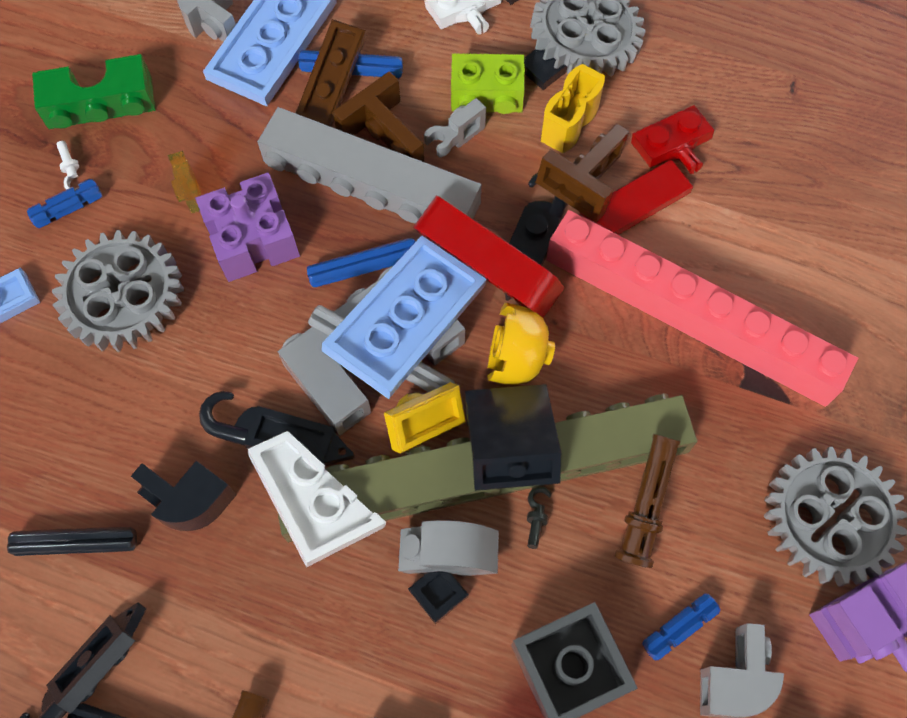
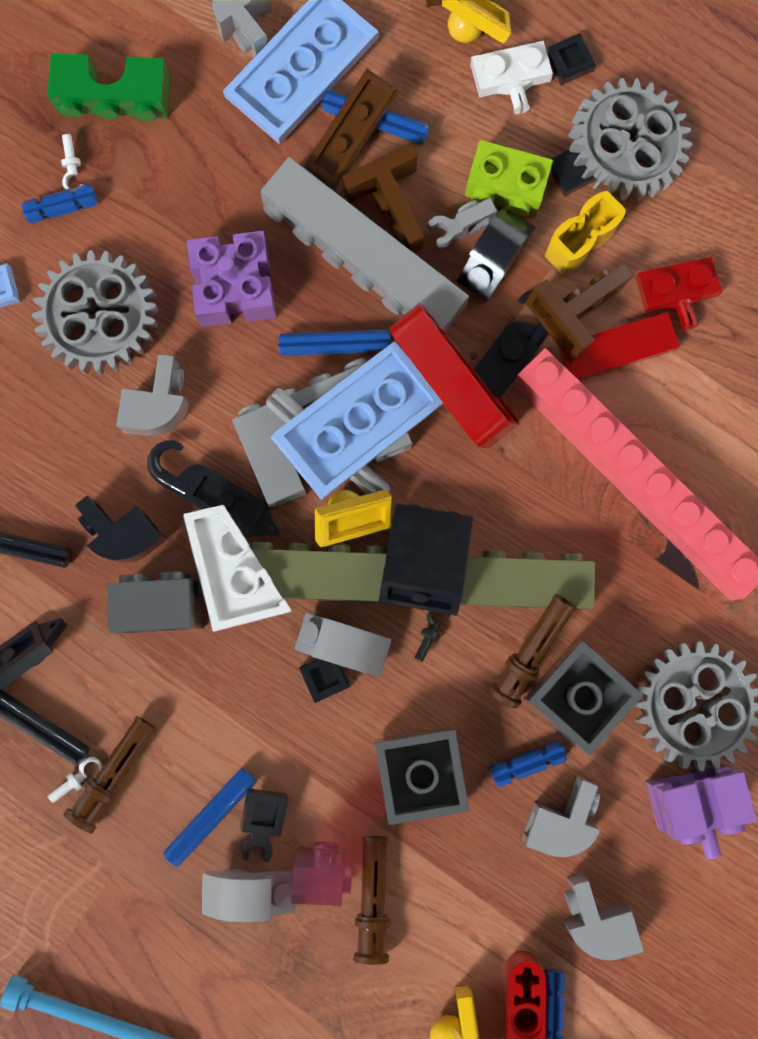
camera: 15 degrees right, 15 degrees up
(185, 182) = (181, 216): clear yellow plate -> none
(197, 367) = (155, 411): none -> light grey brick
(236, 557) = (154, 606): none -> dark grey brick
(493, 145) = (495, 253): none -> black brick
(519, 346) = (458, 473): yellow cylinder -> none
(716, 536) = (583, 697): none -> dark grey brick

